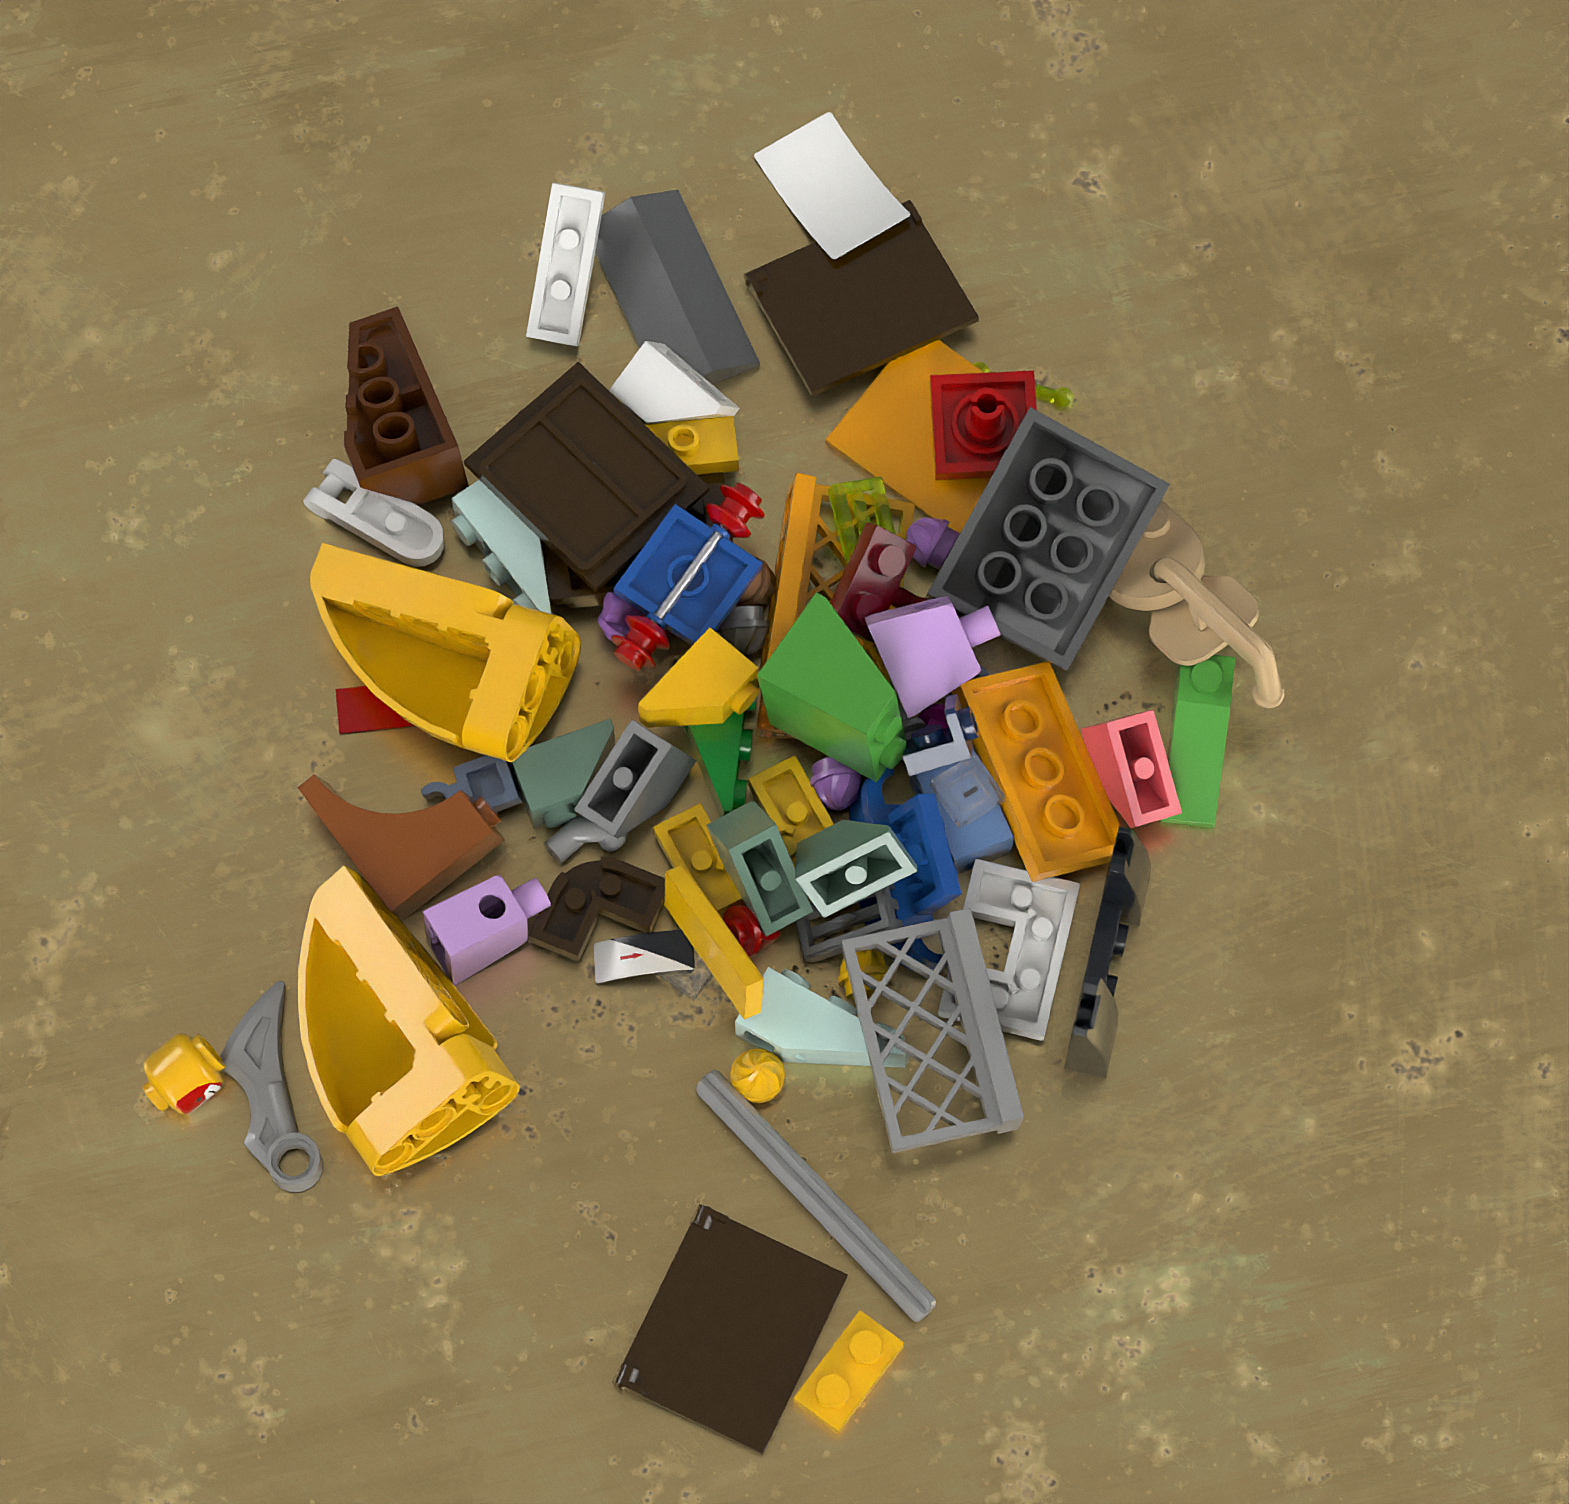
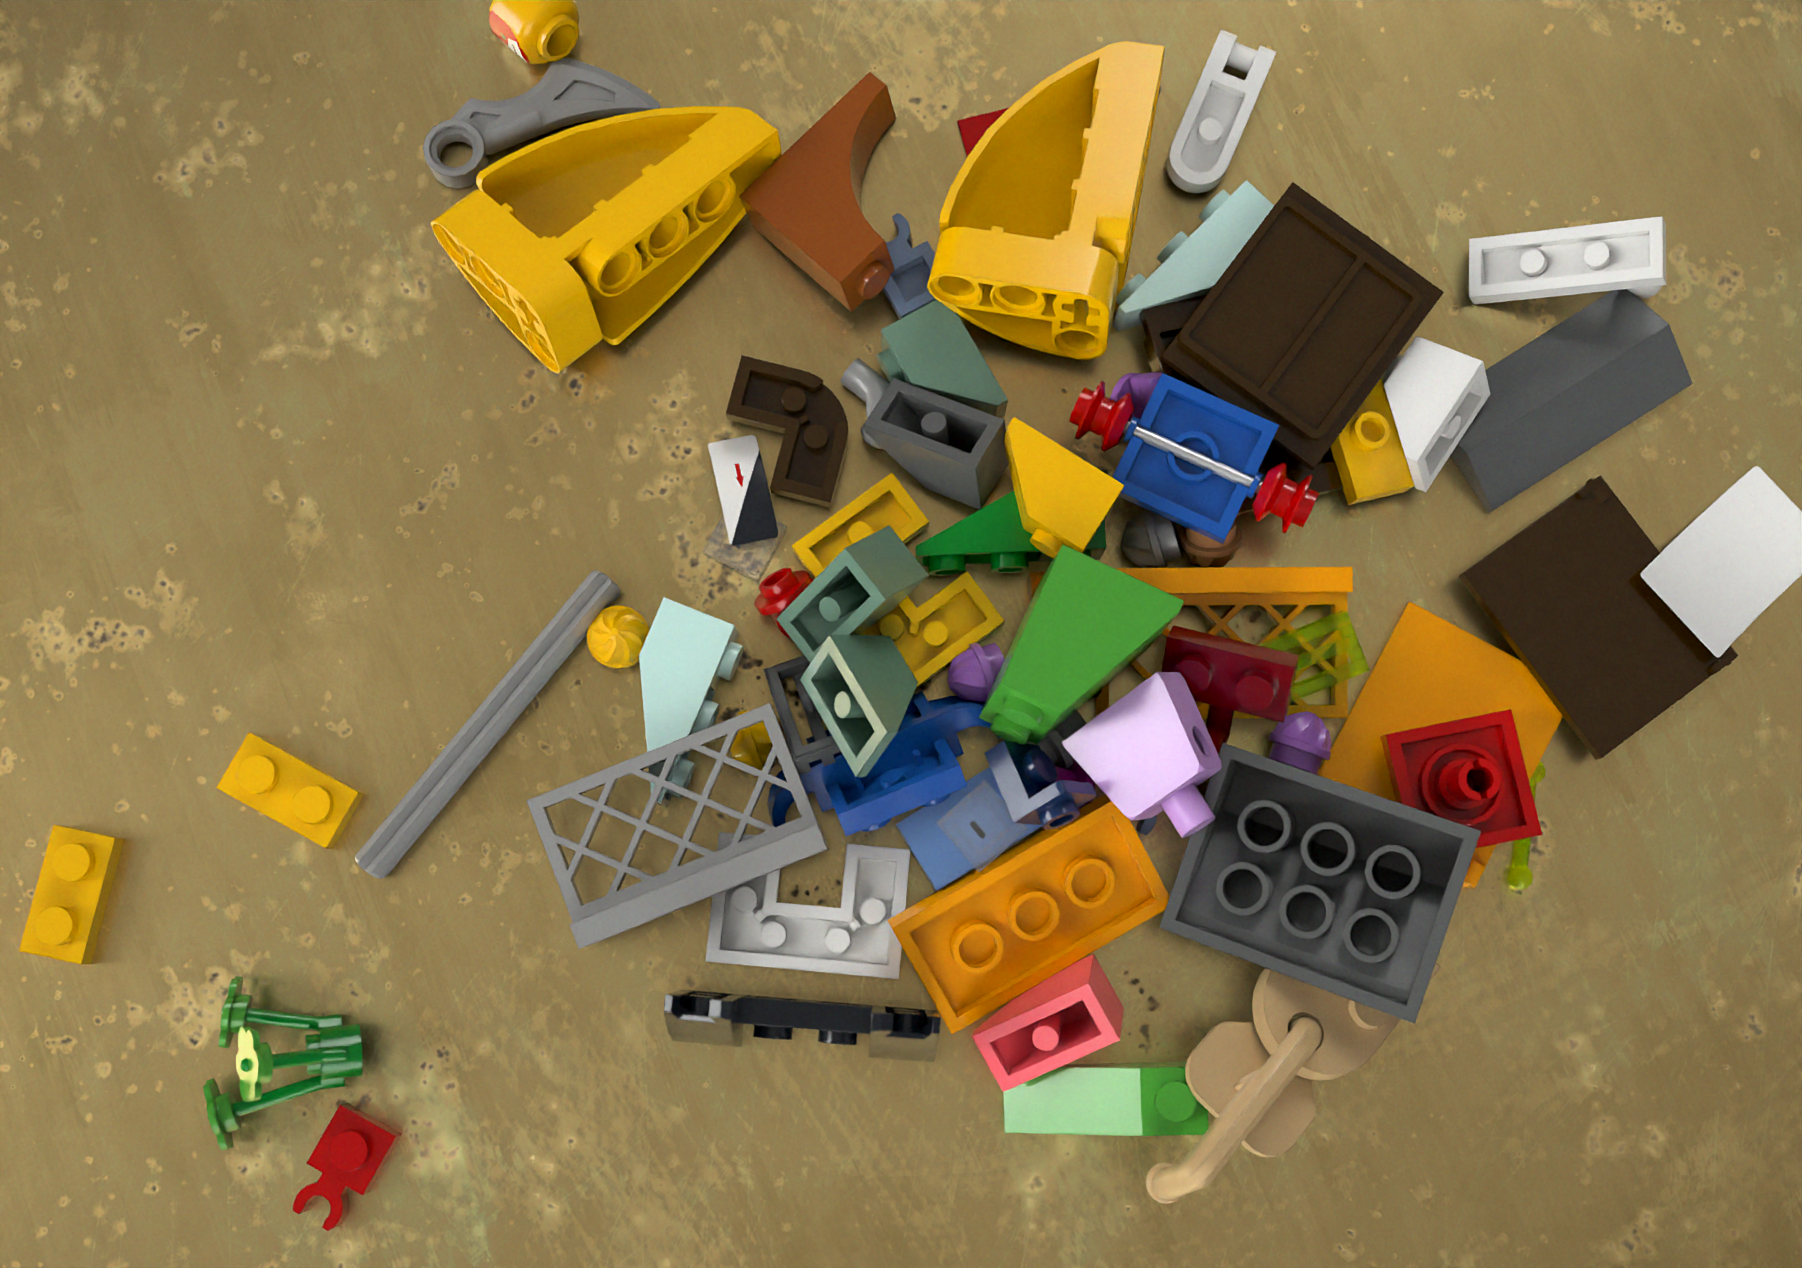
camera: 80 degrees right, 10 degrees up
(394, 418) = (1327, 111): reddish brown wedge -> none
(464, 927) = (724, 281): lavender torso -> none
(713, 941) = (751, 557): yellow tile -> none
(730, 1329) = (326, 652): dark brown piece -> none
(1081, 1388) = (331, 1053): none -> plant
(1166, 1353) = (349, 1158): none -> red plate

